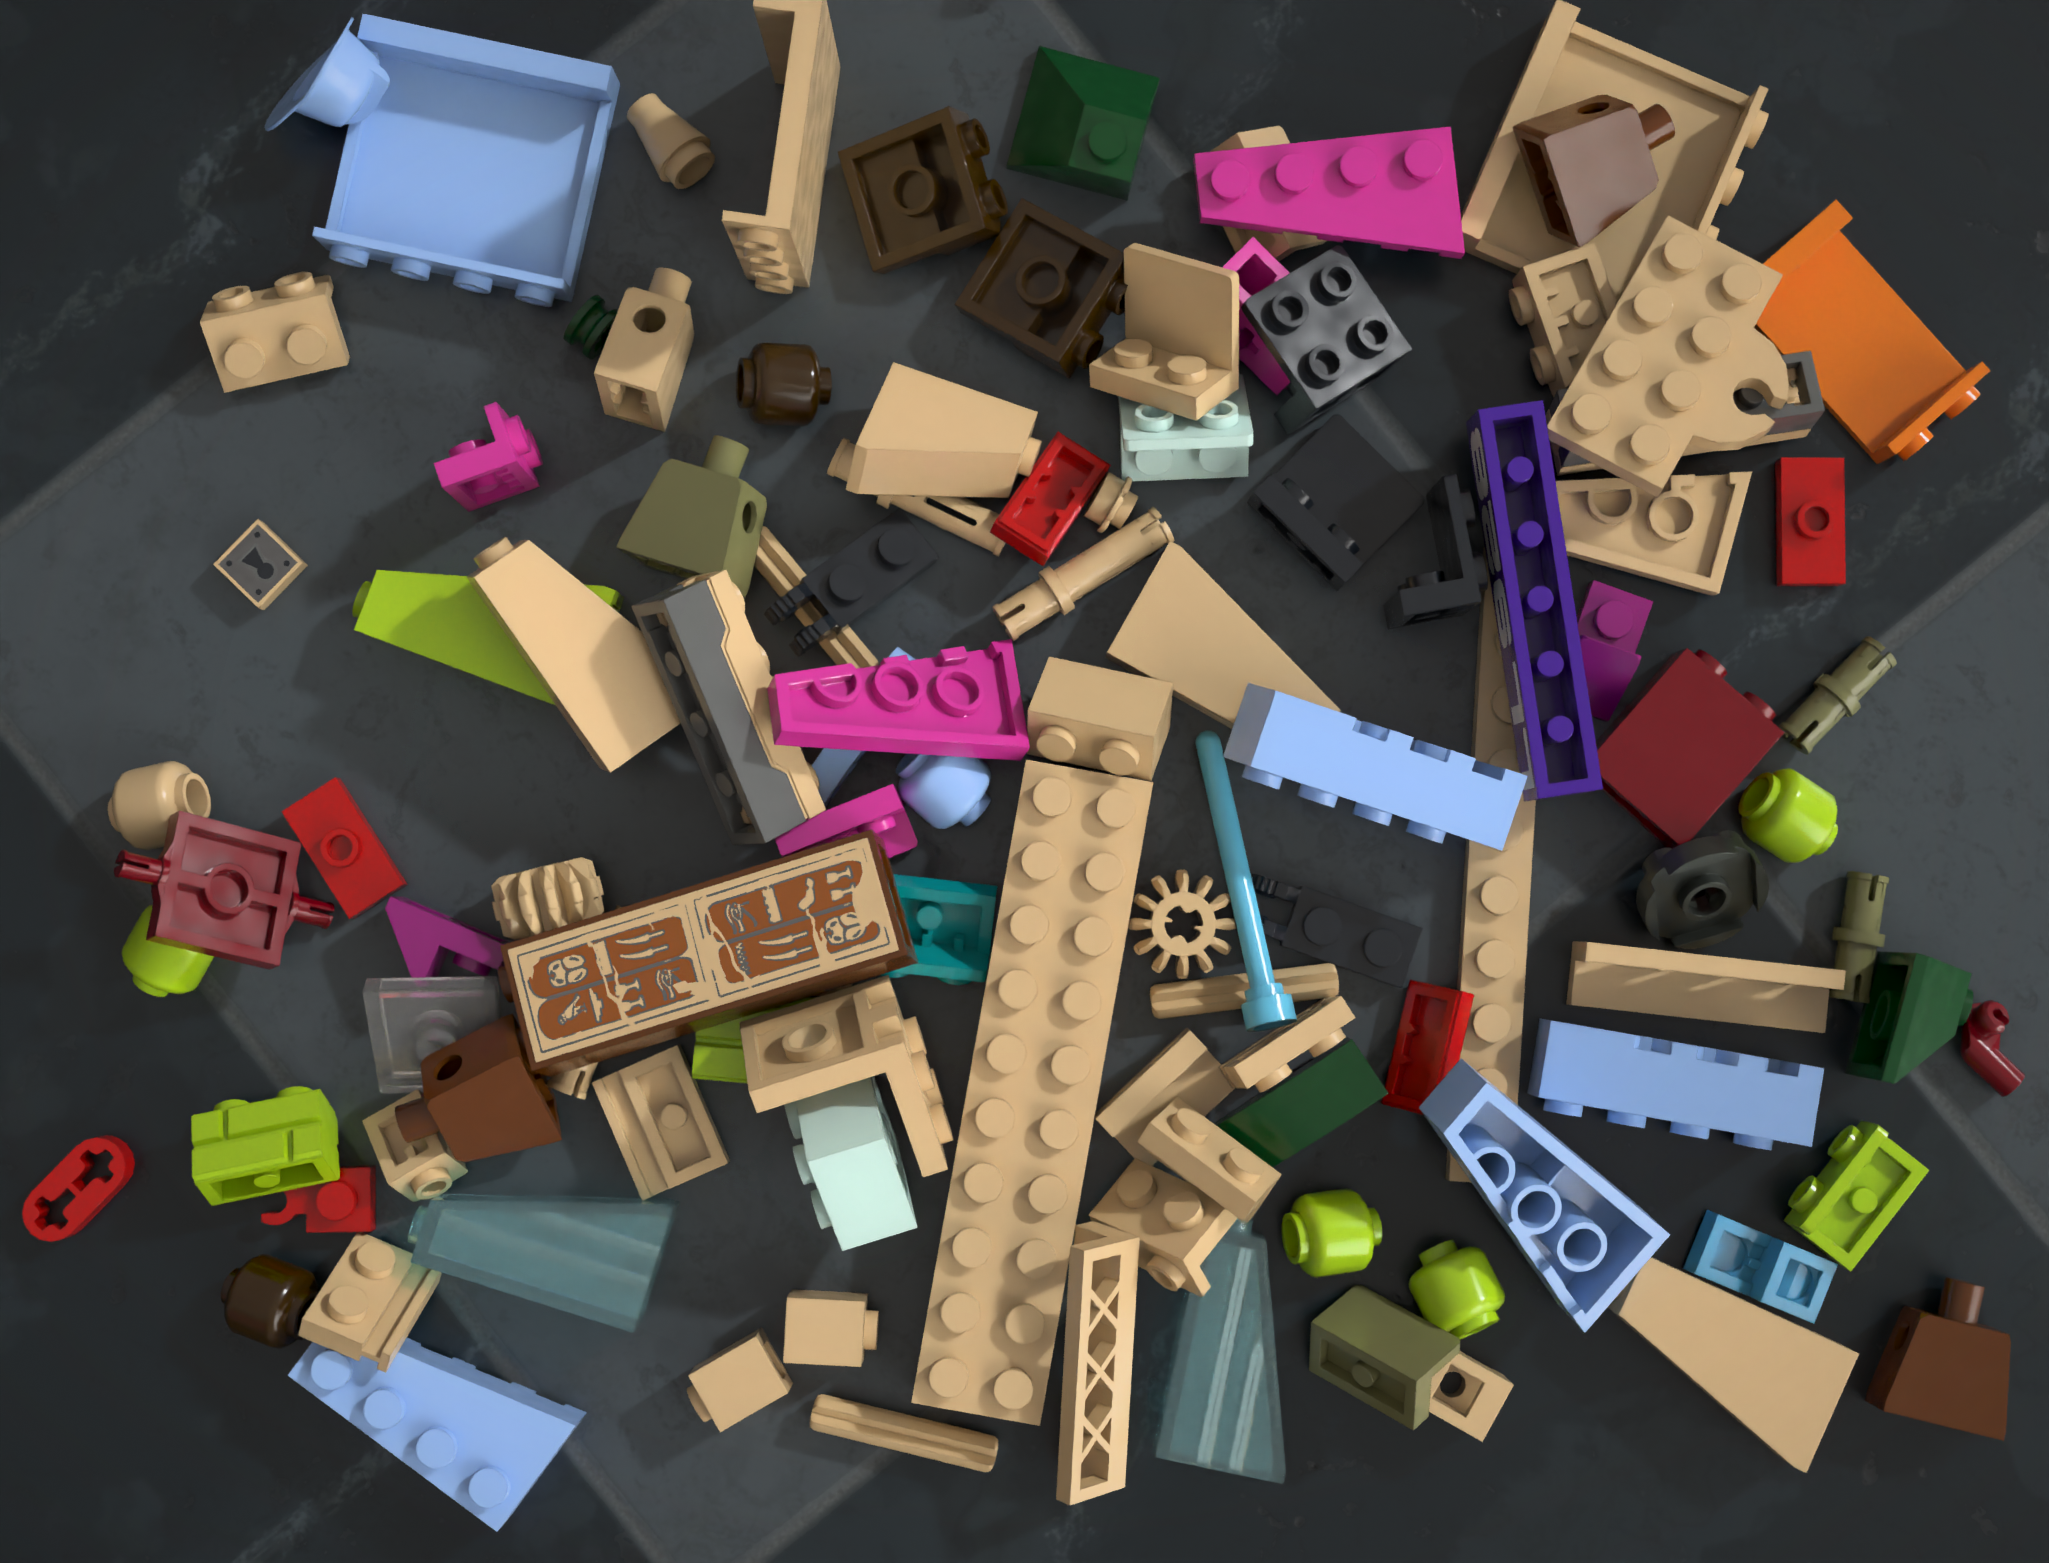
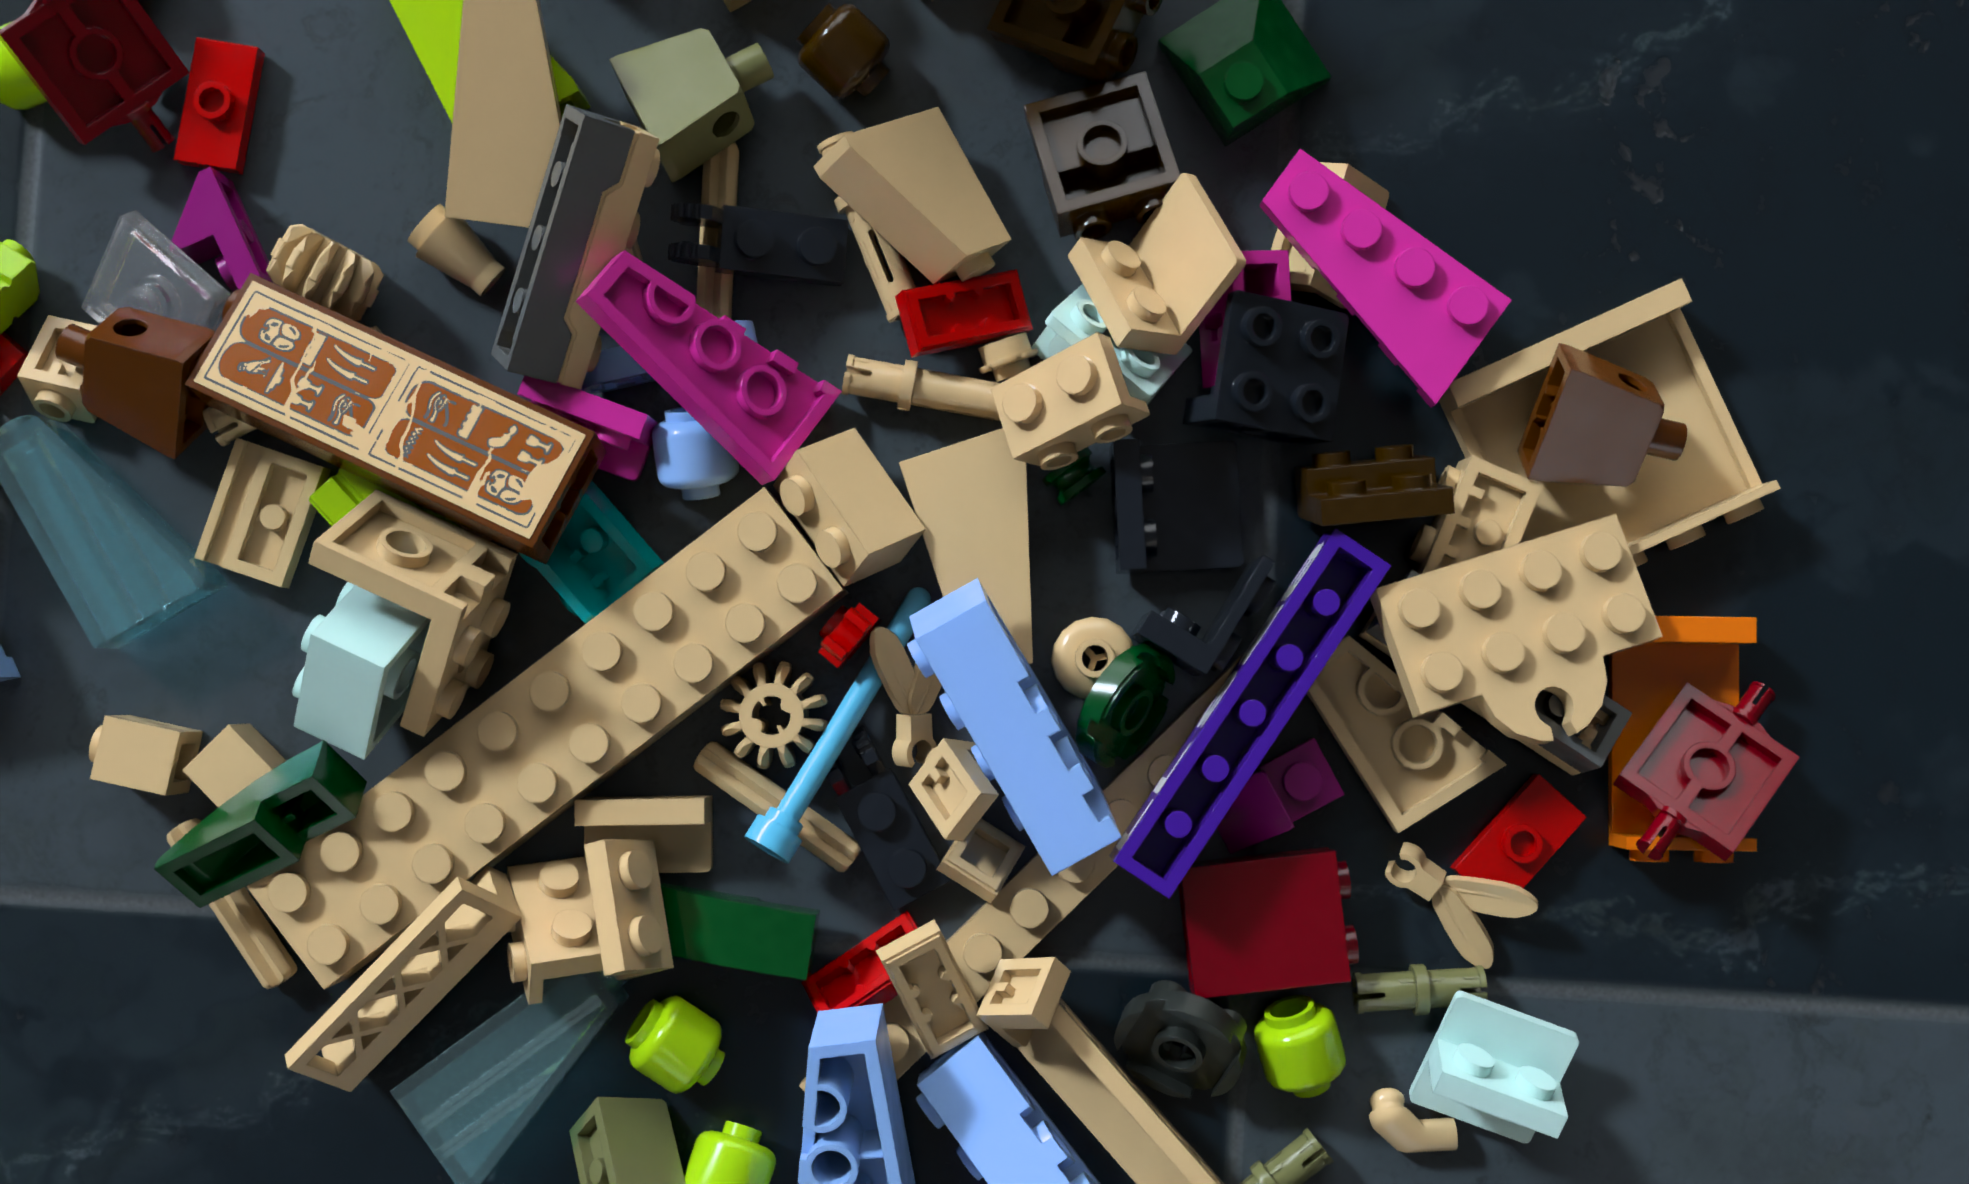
camera: 50 degrees right, 0 degrees up
(627, 795) = (455, 250): none -> tan cone
(886, 1345) = (264, 825): none -> dark green slope
(1181, 814) = (846, 633): none -> red plate
(1196, 496) = (1067, 404): none -> tan bracket
(1241, 546) = (1074, 477): none -> dark green bush
(1267, 1059) = (738, 872): tan plate -> none
(1269, 816) = (909, 693): none -> tan piece
(1357, 668) = (1078, 638): none -> tan head
(1366, 855) = (953, 788): none -> tan bracket
(1430, 890) = (982, 860): none -> tan tile
(1436, 680) = (1124, 705): none -> dark green tile
(1472, 360) = (1371, 489): none -> dark brown plate
(1486, 1016) = (932, 989): none -> tan plate
(1557, 960) = (1023, 997): none -> tan bracket
(1806, 603) = (1458, 900): none -> tan piece
(1901, 344) = (1706, 771): none -> dark red plate
(1917, 807) = (1405, 1130): none -> tan arm
(1946, 701) = (1496, 1069): none -> light aqua bracket

